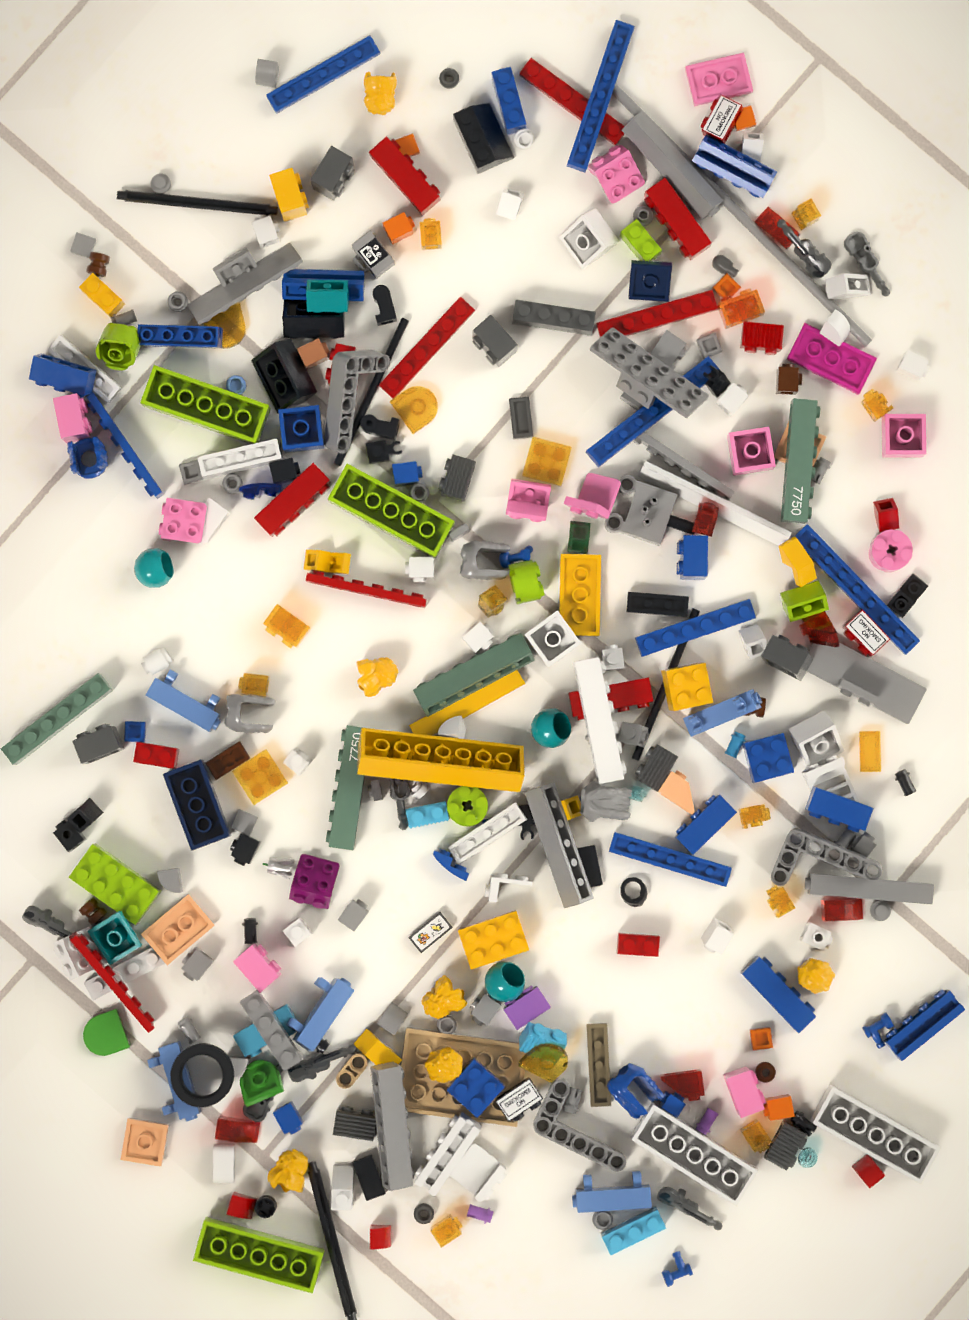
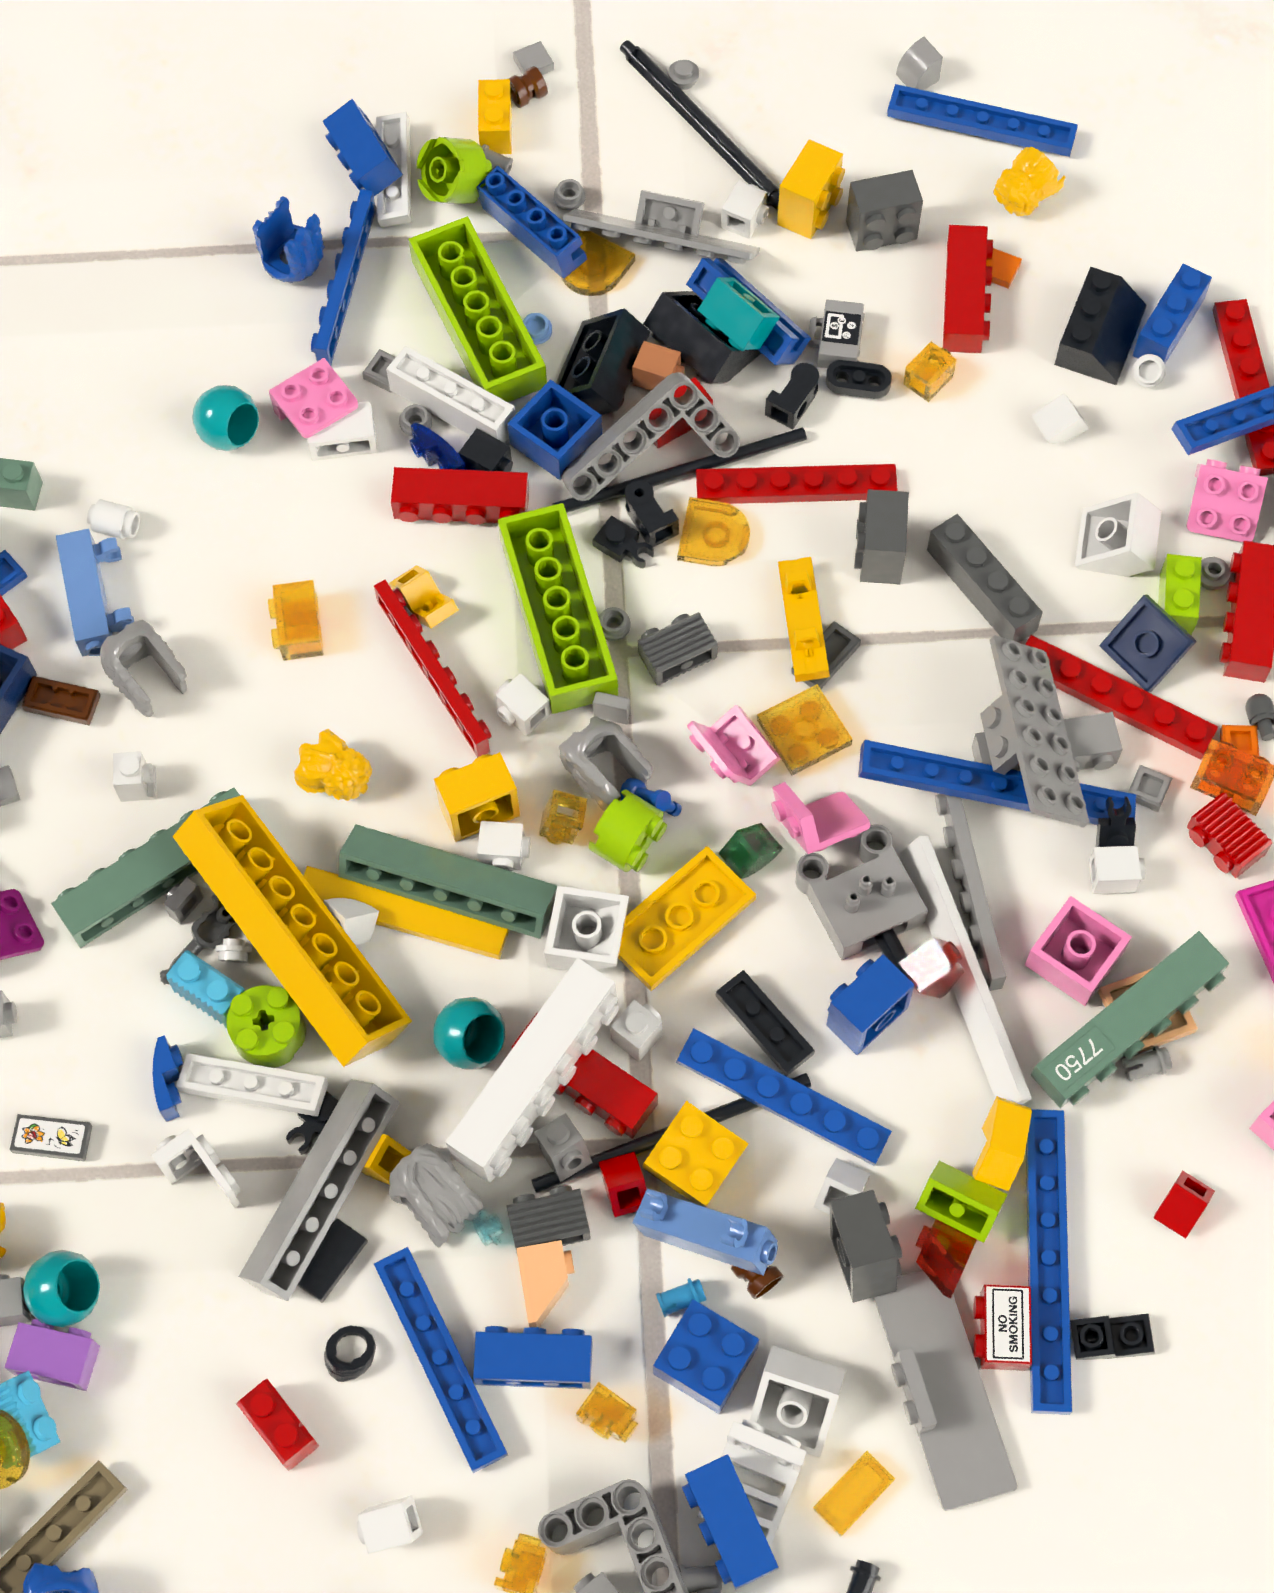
camera: 50 degrees right, 20 degrees down
(72, 418) = (321, 187): bright pink brick -> none
(254, 684) = (189, 646): clear yellow brick -> none
(260, 777) = (73, 754): clear yellow plate -> none
(399, 227) = (900, 333): orange brick -> none
(402, 269) = (858, 379): none -> black plate
(406, 473) = (621, 587): blue brick -> none
(449, 72) = (1128, 235): dark grey plate -> none
(449, 628) = (477, 794): none -> yellow brick
(493, 939) = (110, 1223): yellow brick -> none
(496, 411) = (803, 619): none -> yellow hinge
(669, 723) = (623, 1183): none -> red brick
(788, 379) = (1213, 914): reddish brown brick -> none
(887, 562) = (1164, 1244): bright pink brick -> none

